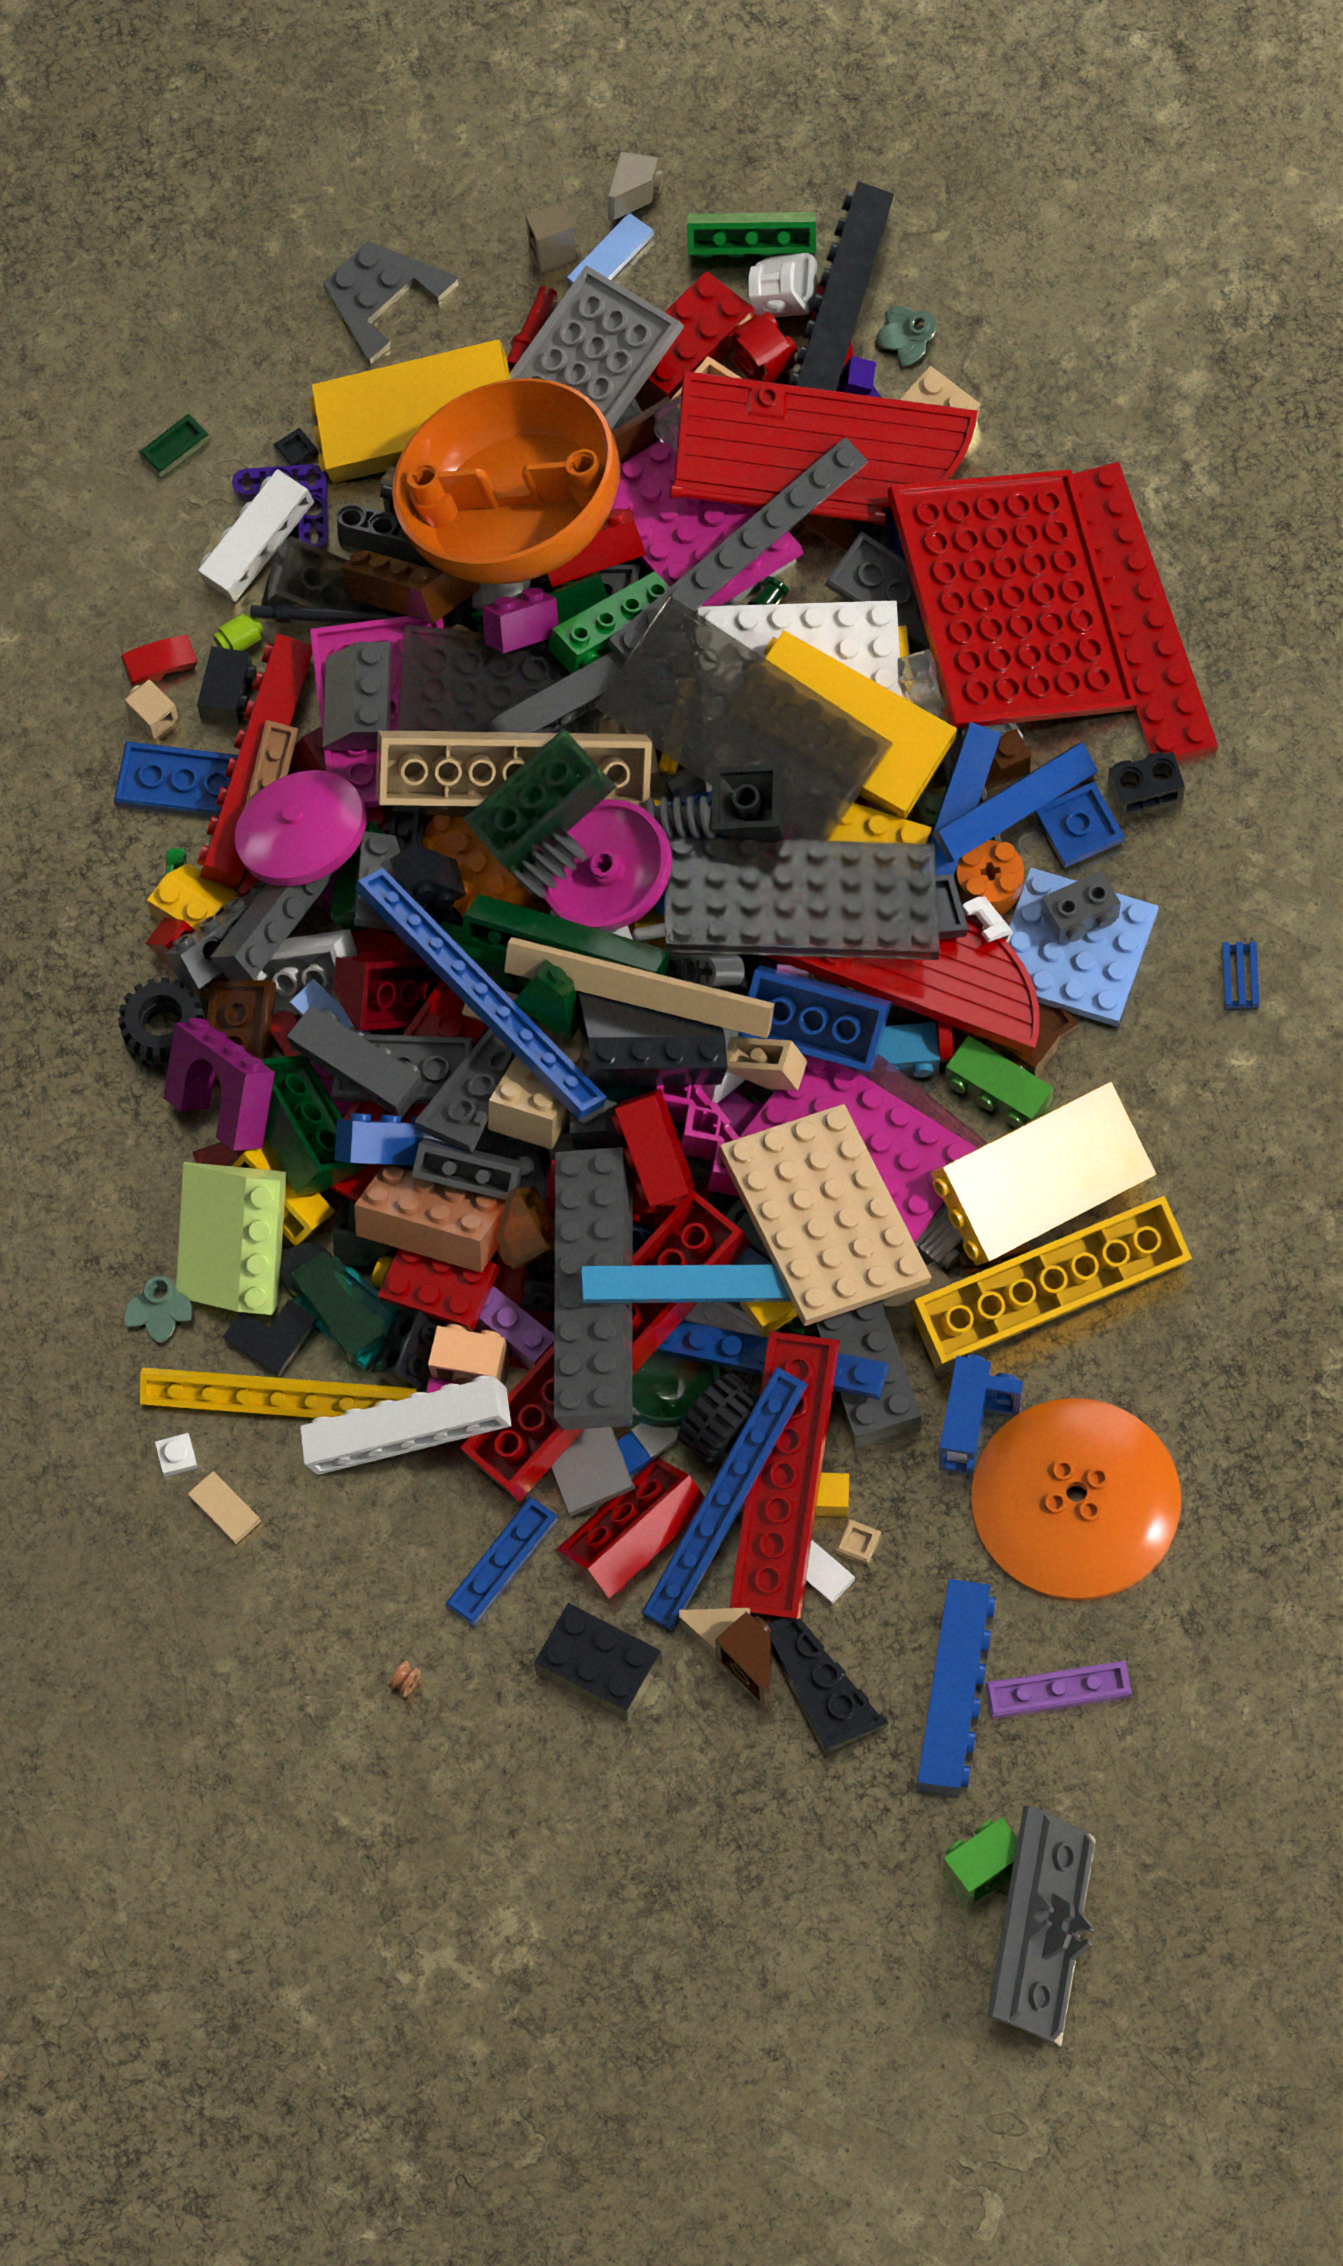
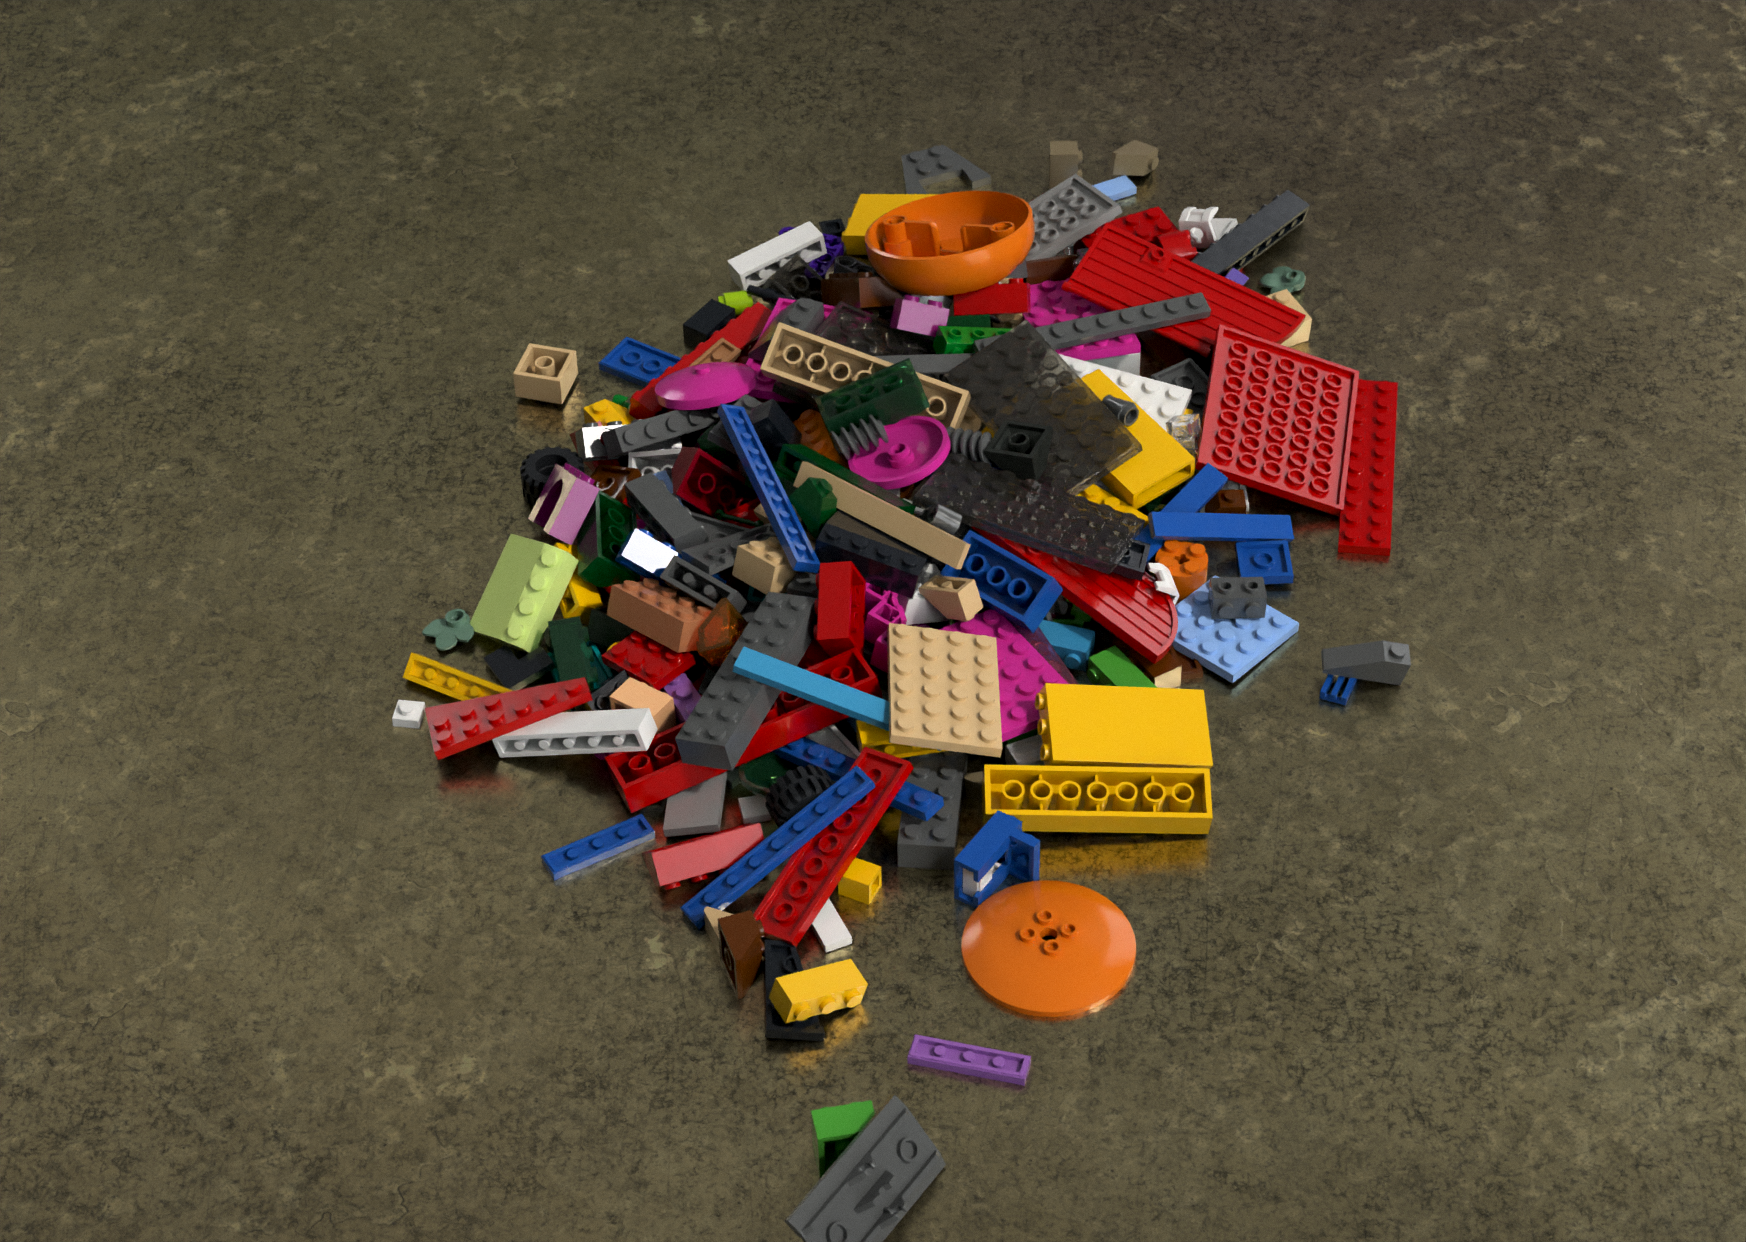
camera: 20 degrees right, 25 degrees down
(62, 852) = (545, 373): none -> tan brick
(151, 708) = (653, 324): tan brick -> none
(158, 658) = (669, 301): red slope -> none
(174, 445) = (754, 207): dark green tile -> none
(224, 1507) = (421, 753): tan tile -> none
(283, 1440) = (480, 719): none -> red wing
(404, 1678) = (483, 888): nougat bush -> none
(470, 1024) = (720, 514): none -> dark green hinge
(598, 1662) = (629, 923): black brick -> none
(633, 1453) = (731, 814): blue tile -> none
(751, 233) = (1178, 195): green brick -> none
(841, 692) = (1122, 409): none -> dark grey cone
(858, 1542) = (867, 920): tan tile -> none
(861, 1677) = (818, 991): none -> yellow brick
(945, 1041) = (1098, 640): red piece -> none
(954, 1688) = (887, 1028): blue brick -> none
(1149, 791) = (1325, 553): black brick -> none
(1266, 943) = (1369, 661): none -> dark grey slope

